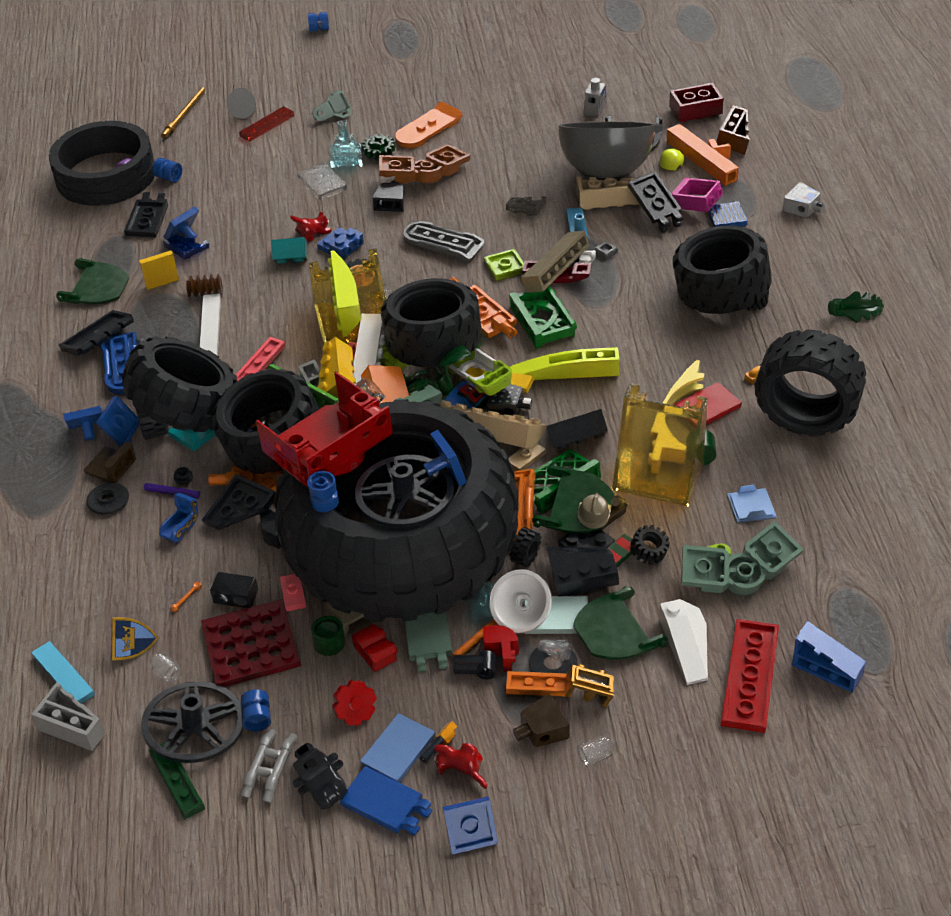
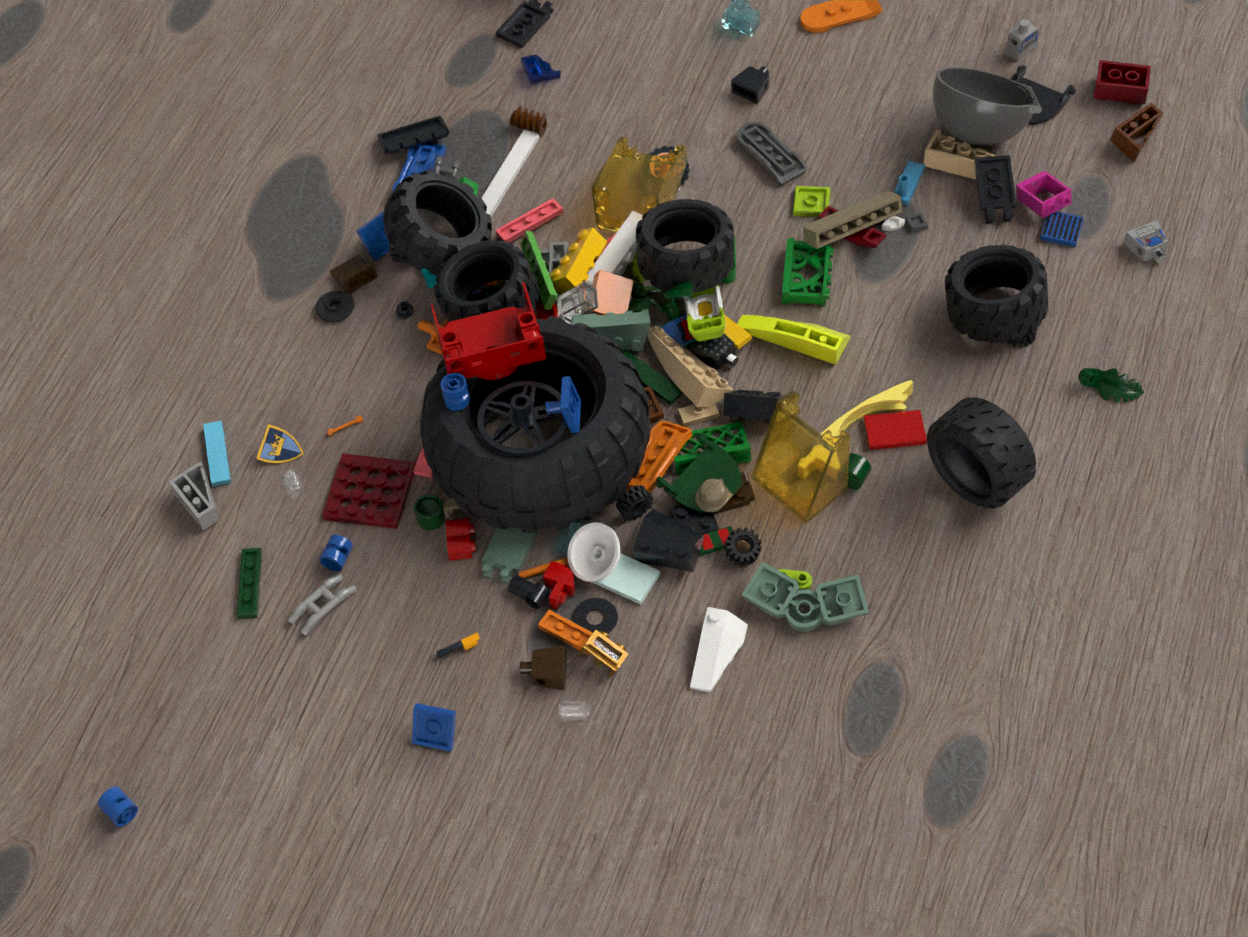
camera: 30 degrees right, 10 degrees up
(84, 419) = (354, 223): blue tile -> none
(97, 284) = (444, 82): dark green piece -> none
(159, 270) = (497, 89): yellow tile -> none
(171, 490) = (389, 320): dark purple bar -> none
(181, 519) = (376, 353): blue animal -> none
(182, 224) = (545, 46): blue tile -> none
(192, 719) = (285, 538): black wheel -> none
(233, 590) = (381, 437): black piece -> none
(239, 502) = (421, 358): black plate -> none
(289, 249) = (624, 109): teal slope -> none
(309, 227) = (658, 90): red animal -> none
(319, 776) = (349, 630): black piece -> none
(322, 181) = (703, 40): clear tile -> none
(342, 242) = (677, 118): blue plate -> none
(344, 295) = (629, 184): neon yellow wedge -> none
(354, 702) = (411, 581): red plant -> none
(378, 145) = (777, 20): dark green gear -> none
(385, 801) = (388, 675): blue tile -> none
(398, 748) = (425, 635): medium blue tile -> none
(438, 163) = (802, 67): dark orange plate -> none
(465, 759) = (465, 669): red animal -> none
(493, 316) = (755, 244): orange plate -> none
(525, 205) = (873, 141): clear smoke wing -> none
(558, 649) = (602, 608): clear cone -> none
(611, 629) = (658, 610): dark green piece -> none
(671, 159) = (1052, 141): neon yellow hair -> none
(702, 154) = (1086, 148): orange brick -> none
(724, 150) = (1104, 151): orange panel -> none
(750, 676) = (747, 704): red tile -> none
(751, 504) = (864, 546): light blue piece -> none
(827, 658) = (817, 721): blue wedge -> none

